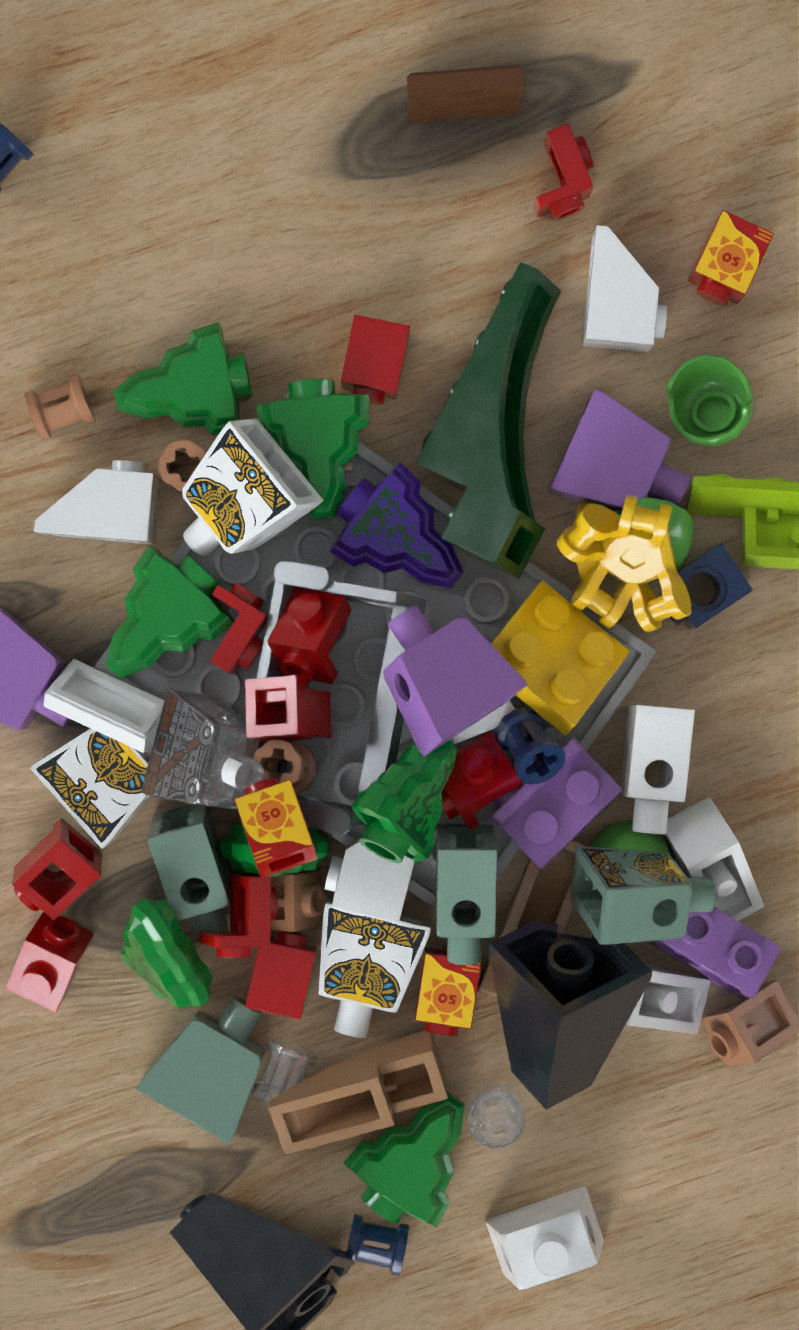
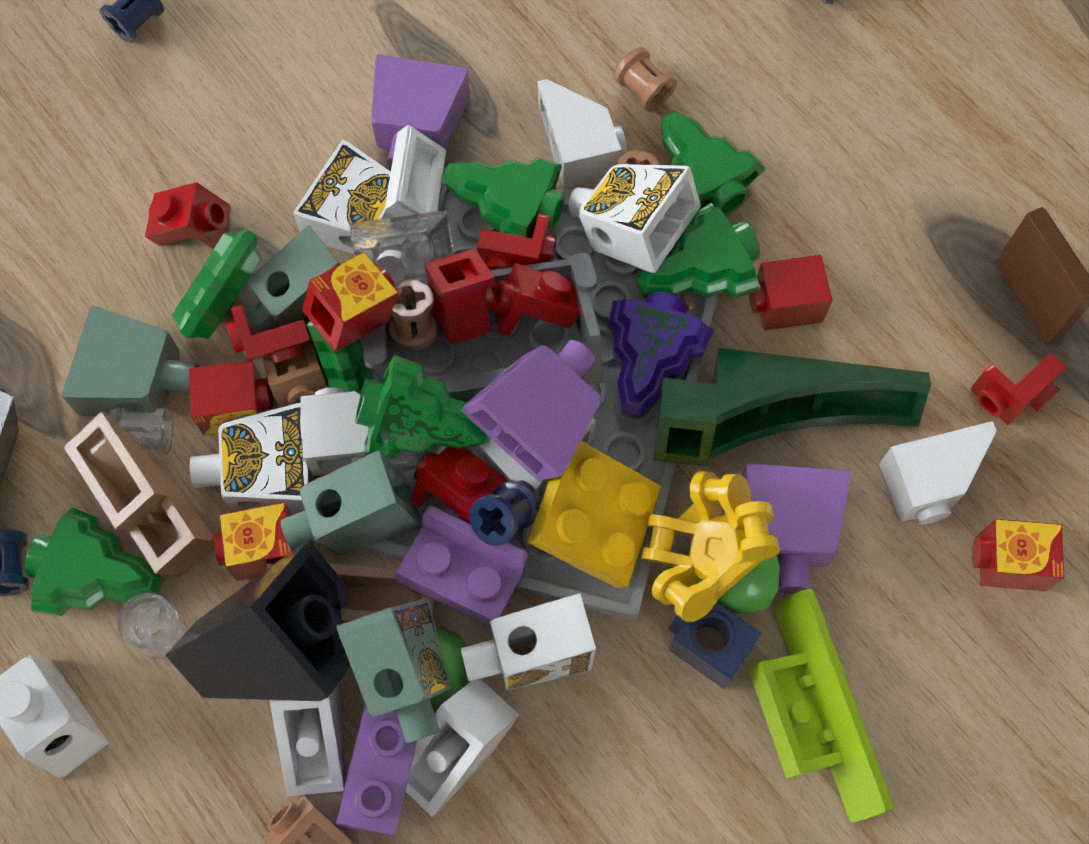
camera: 70 degrees right, 20 degrees down
(51, 890) = (264, 193): red brick -> none
(710, 400) = (886, 581): bright green hair -> none

